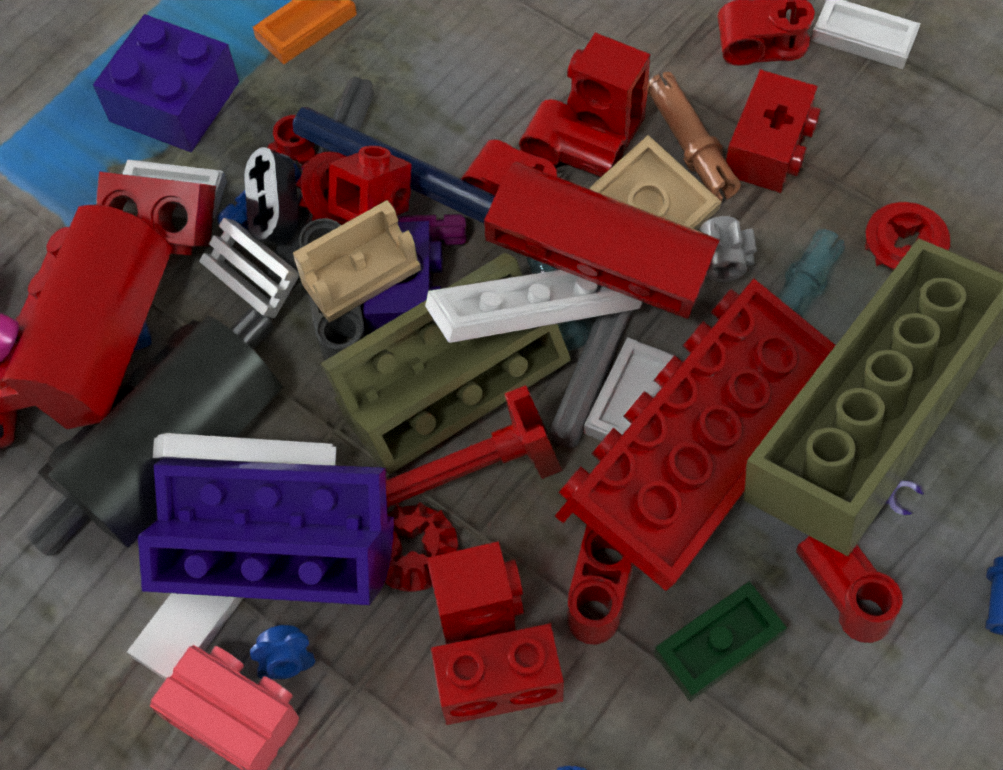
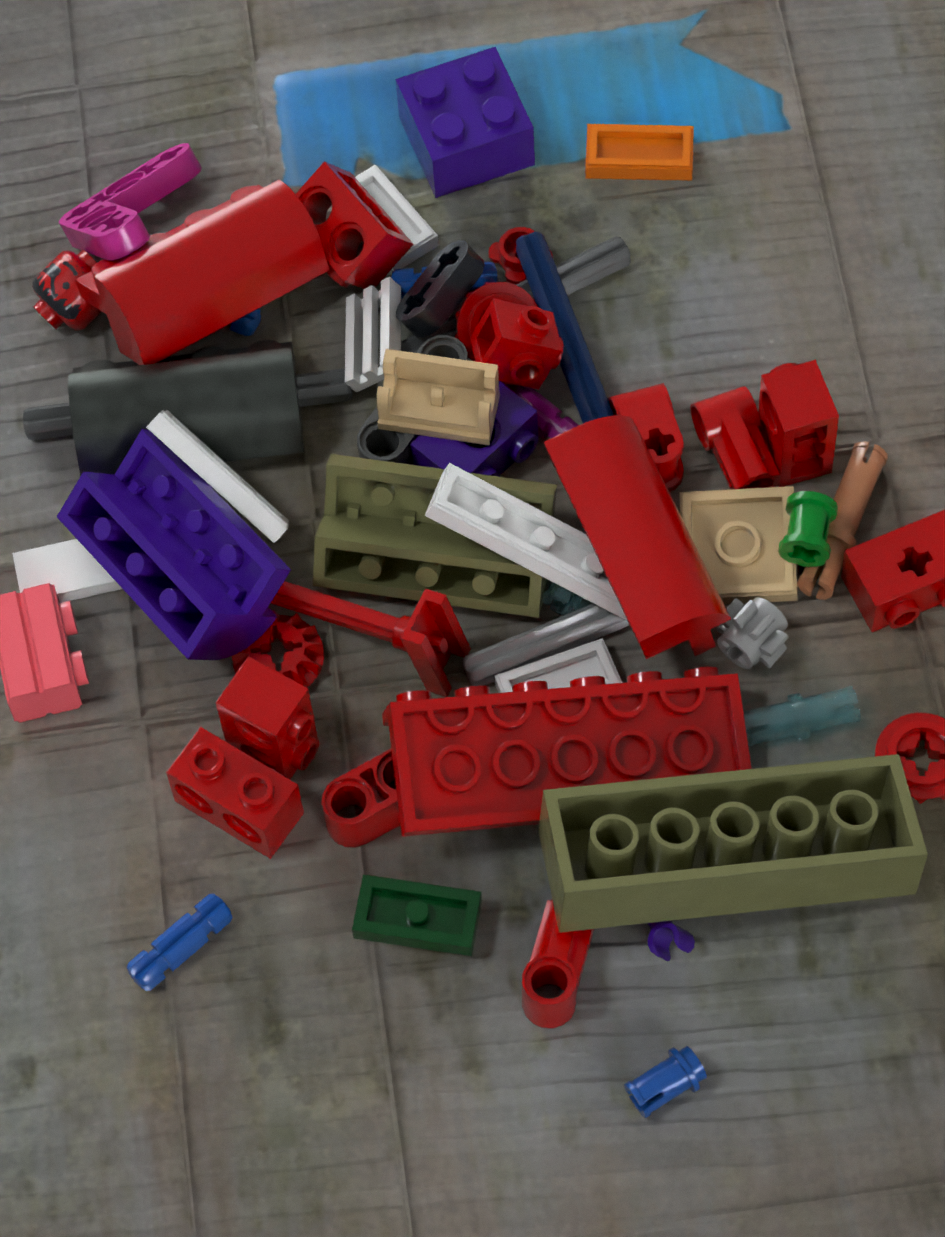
camera: 45 degrees right, 0 degrees up
(282, 652) = (110, 646): blue plate -> none
(694, 149) = (808, 528): none -> green bush

